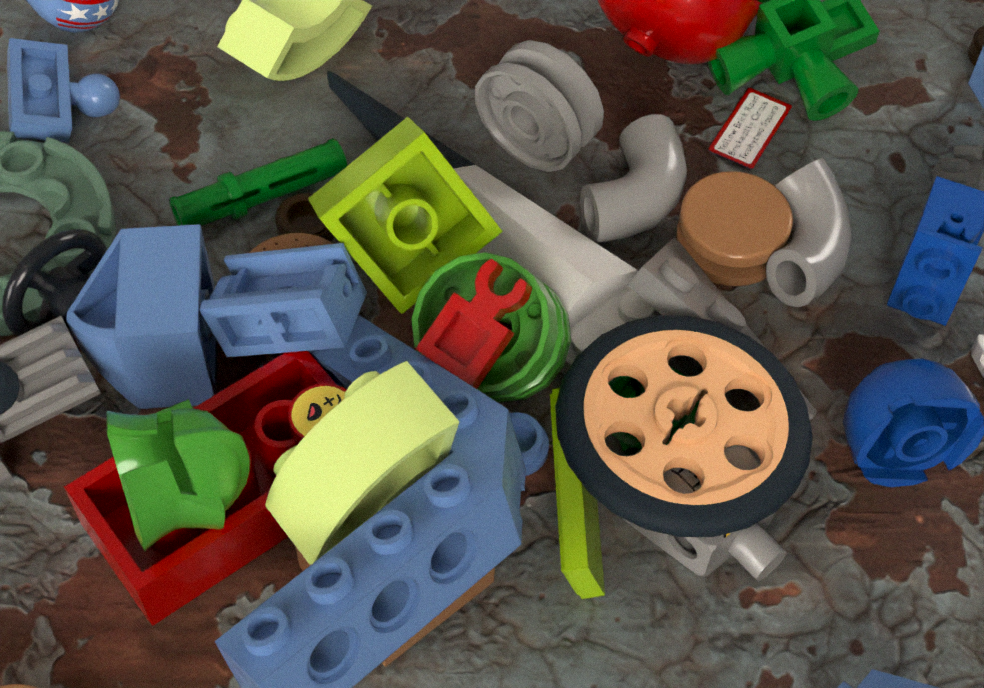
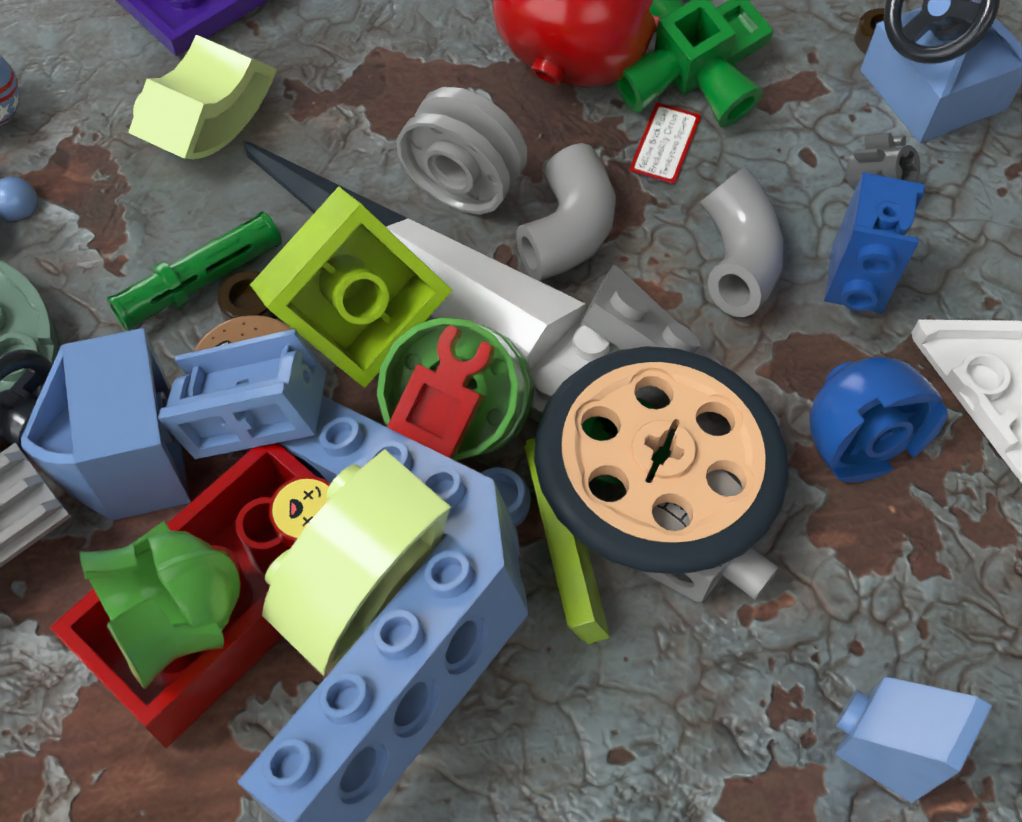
camera: 10 degrees left, 5 degrees up
(734, 226) = (670, 245): medium nougat head -> none

